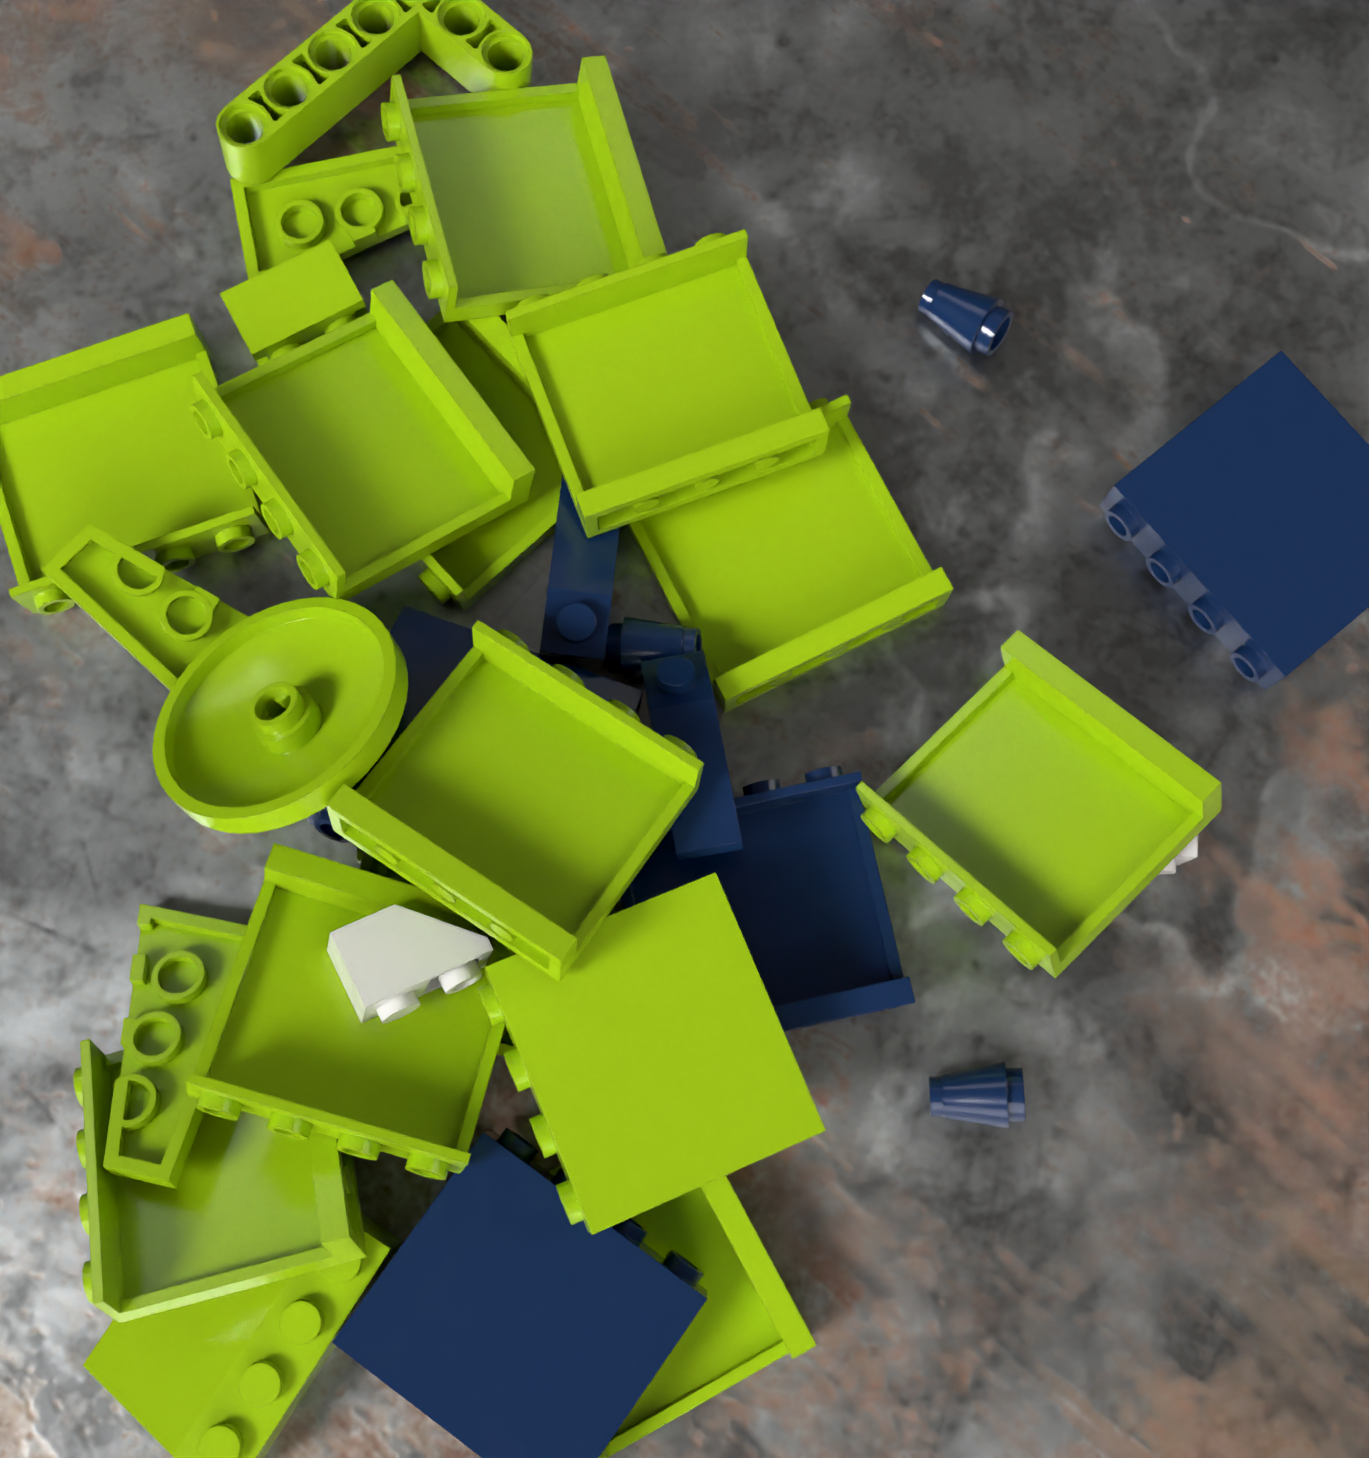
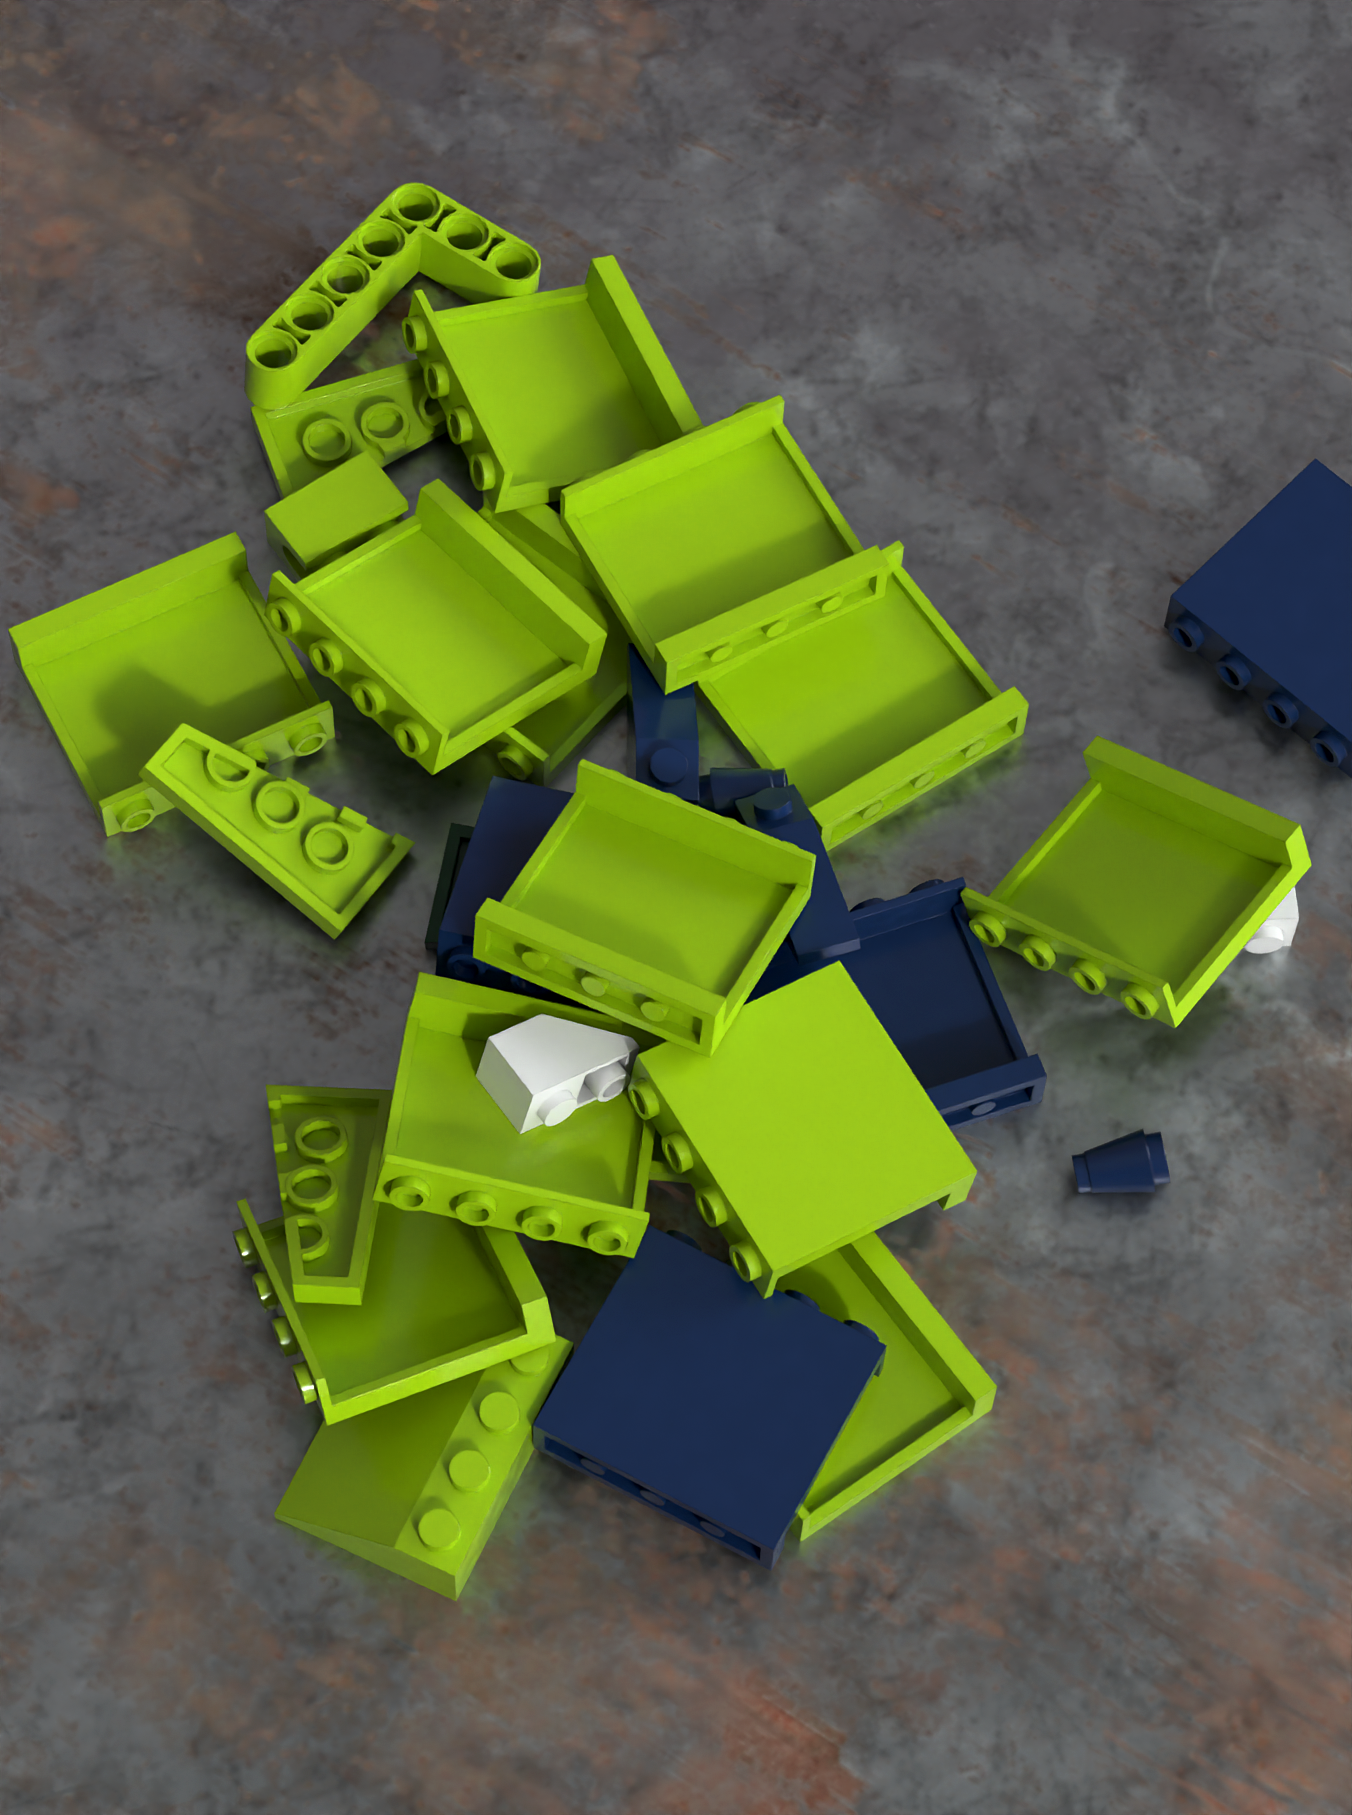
camera: 10 degrees left, 15 degrees down
(280, 715) = (401, 865): lime dish -> none
(967, 316) = (1007, 462): dark blue cone -> none

